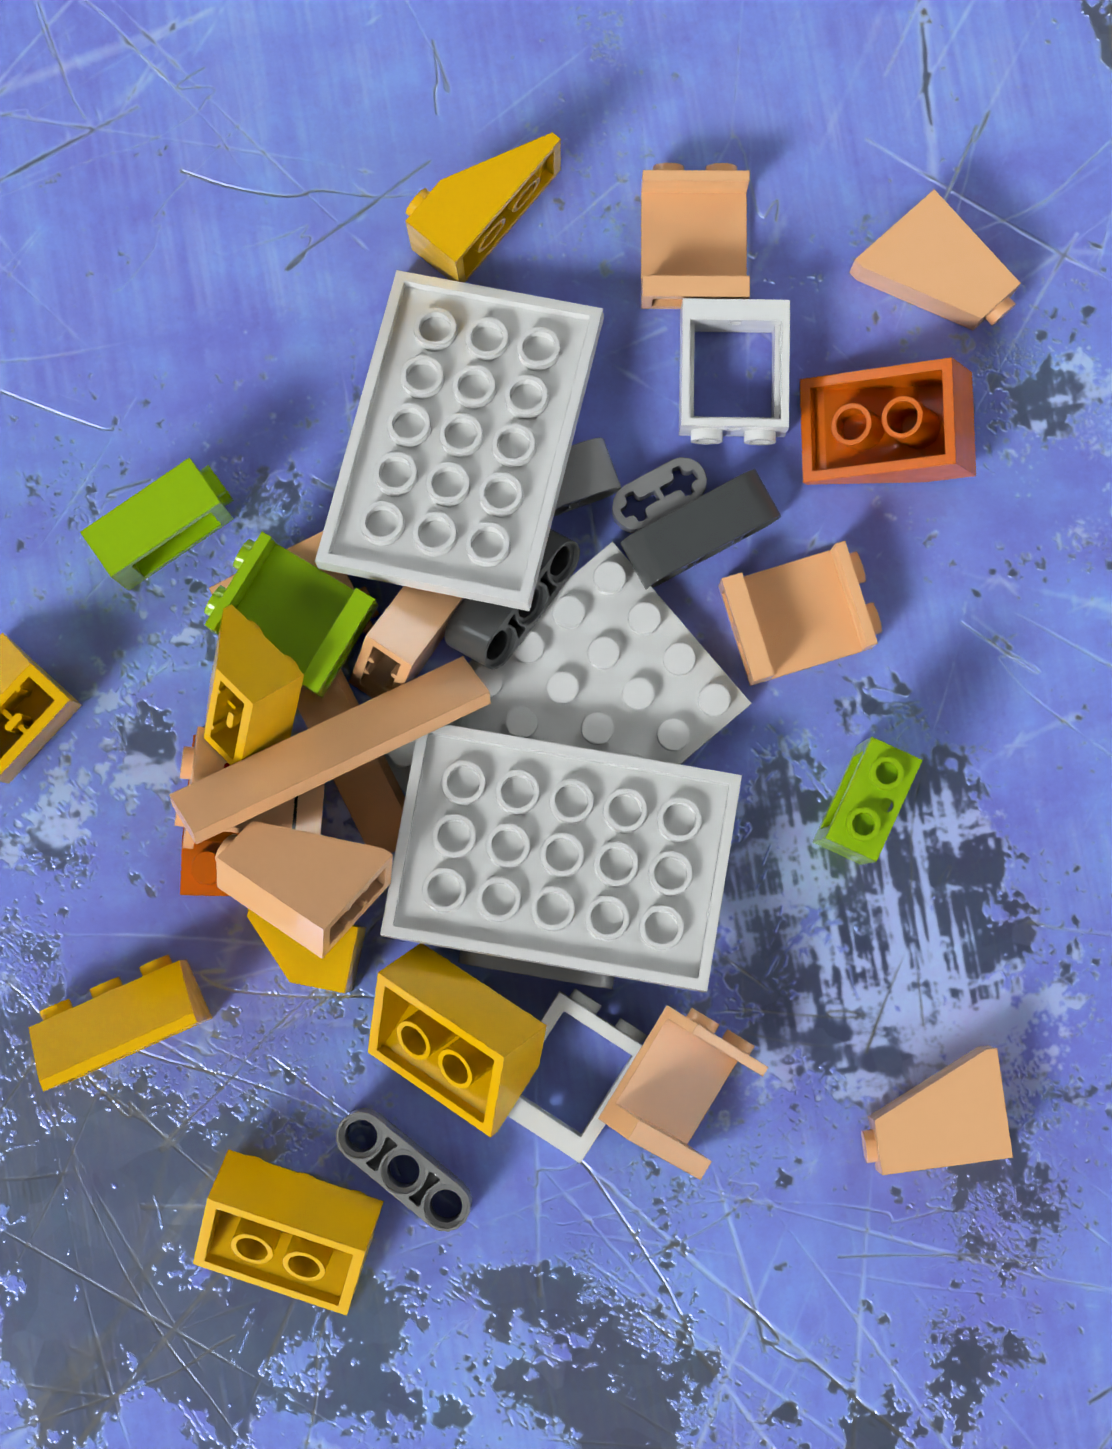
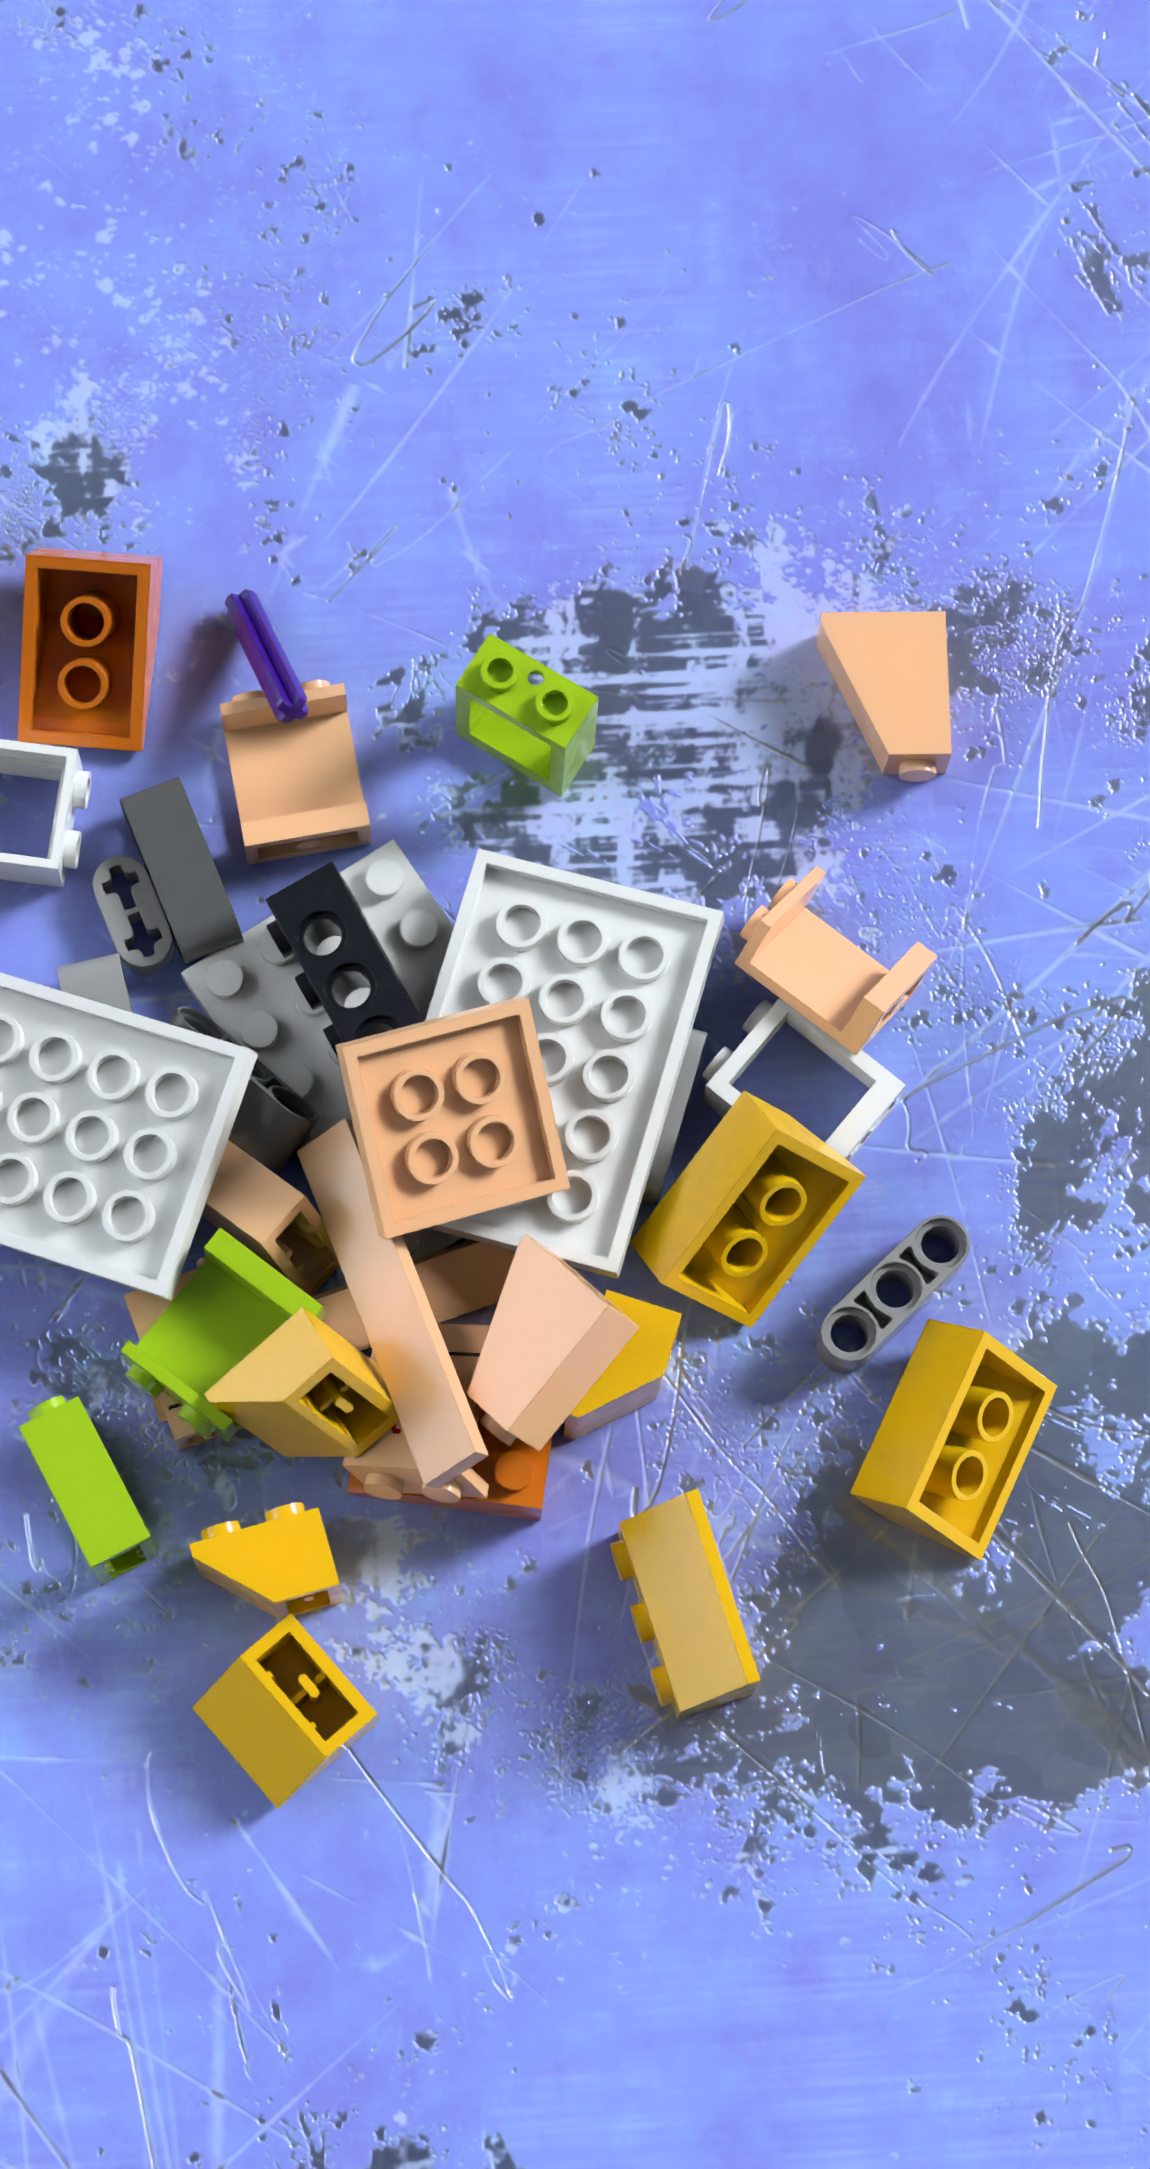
camera: 90 degrees left, 10 degrees down
(111, 683) = (274, 1564): none -> yellow slope
(485, 780) = (453, 1116): none -> light nougat plate
(537, 749) = (324, 908): none -> black brick
(893, 575) = (266, 656): none -> dark purple axle

